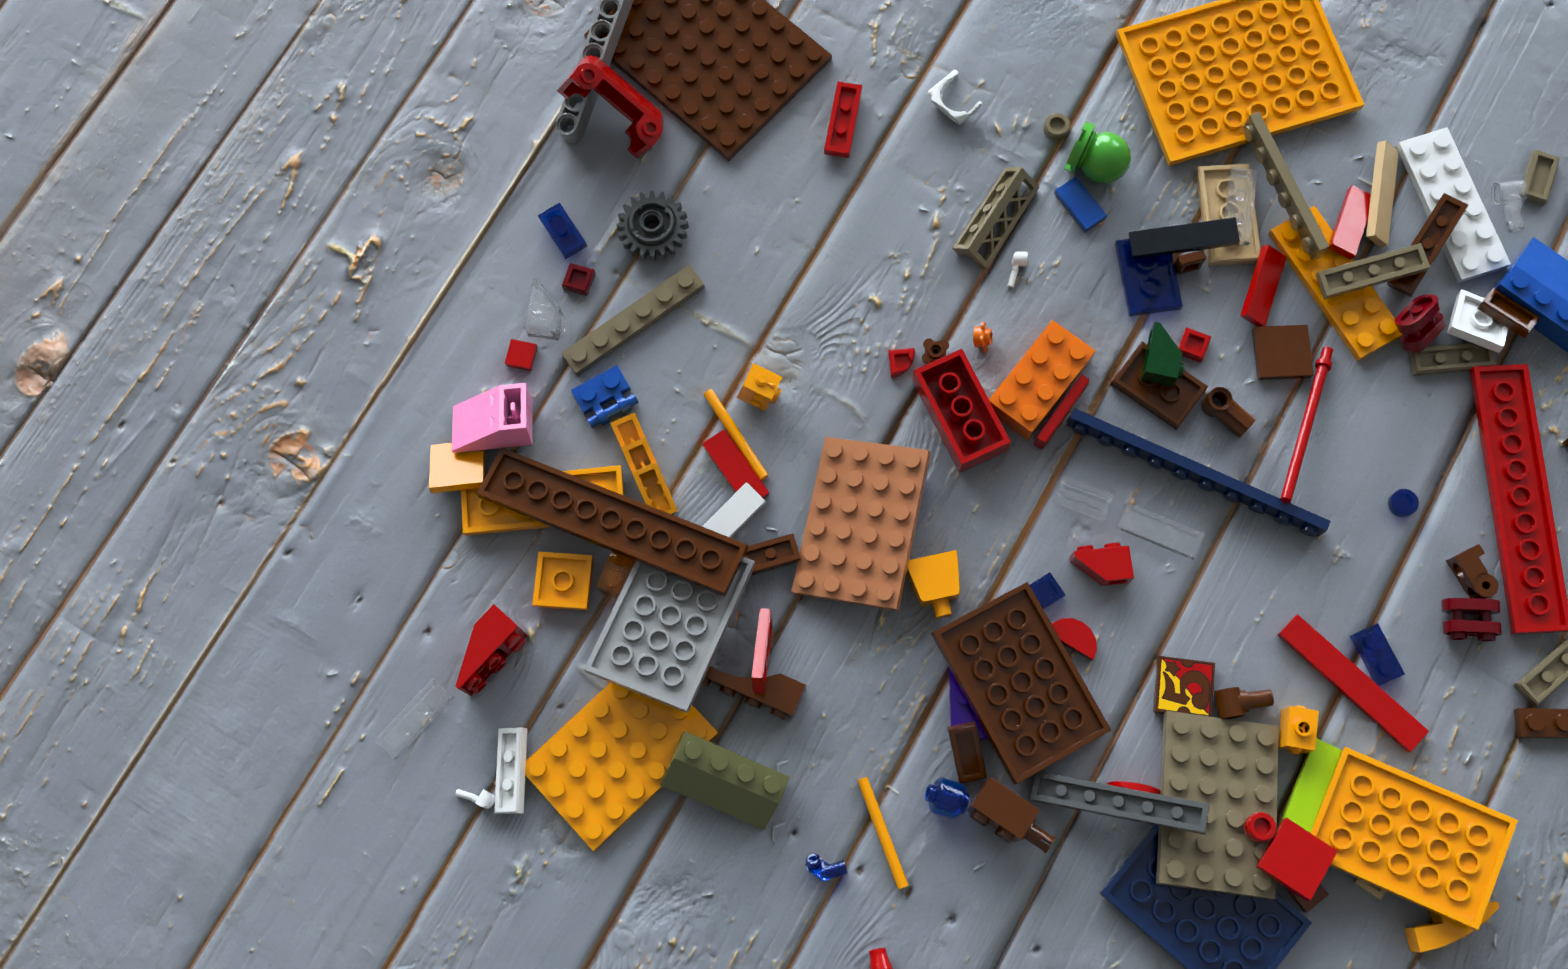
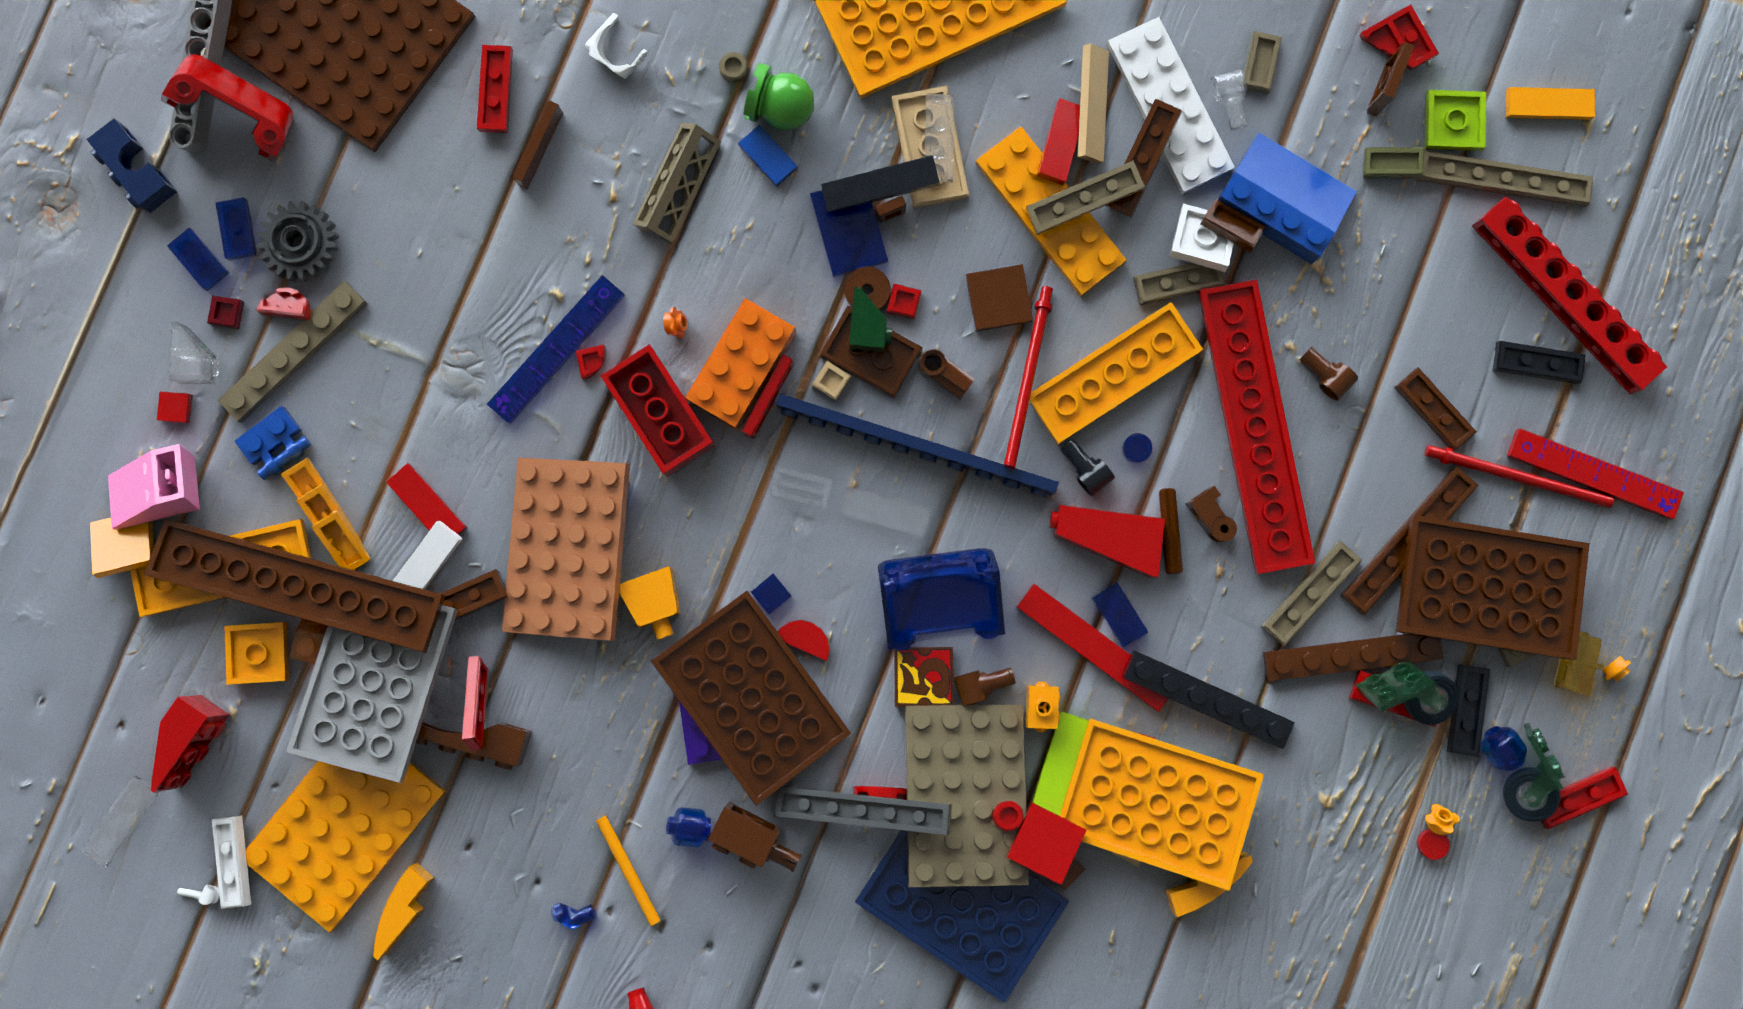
camera: 15 degrees left, 10 degrees up
(506, 129) = (116, 148): none -> dark blue arch
(599, 209) = (236, 228): none -> clear blue plate
(633, 277) = (285, 303): none -> tile
(663, 837) = (401, 908): none -> light orange slope
(724, 780) = (454, 841): olive slope -> none
(735, 434) = (422, 467): light orange bar -> none
(760, 387) = (438, 413): light orange head -> none
(870, 347) = (556, 349): none -> clear blue tile
(876, 170) = (537, 144): none -> reddish brown tile
(930, 346) = (620, 340): reddish brown plate -> none
(967, 752) = (704, 776): reddish brown tile -> none
(1018, 260) = (706, 228): white hand -> none
(1105, 565) = (831, 558): red slope -> none
(1120, 406) = (831, 381): none -> tan tile
(1167, 319) = (869, 277): none -> reddish brown piece
(1210, 613) = (941, 595): none -> clear blue windscreen
(1263, 286) = (972, 226): red tile -> none
(1288, 192) = (977, 101): dark tan plate -> none
(1359, 519) = (1092, 473): none -> black pin
(1379, 580) = (1116, 536): none -> red slope
(1387, 431) = (1114, 373): none -> light orange plate
(1420, 323) = (1140, 249): dark red brick -> none
(1431, 583) = (1171, 533): none -> reddish brown axle
(1459, 629) = (1226, 574): dark red brick -> none
(1461, 746) = (1208, 699): none -> black plate

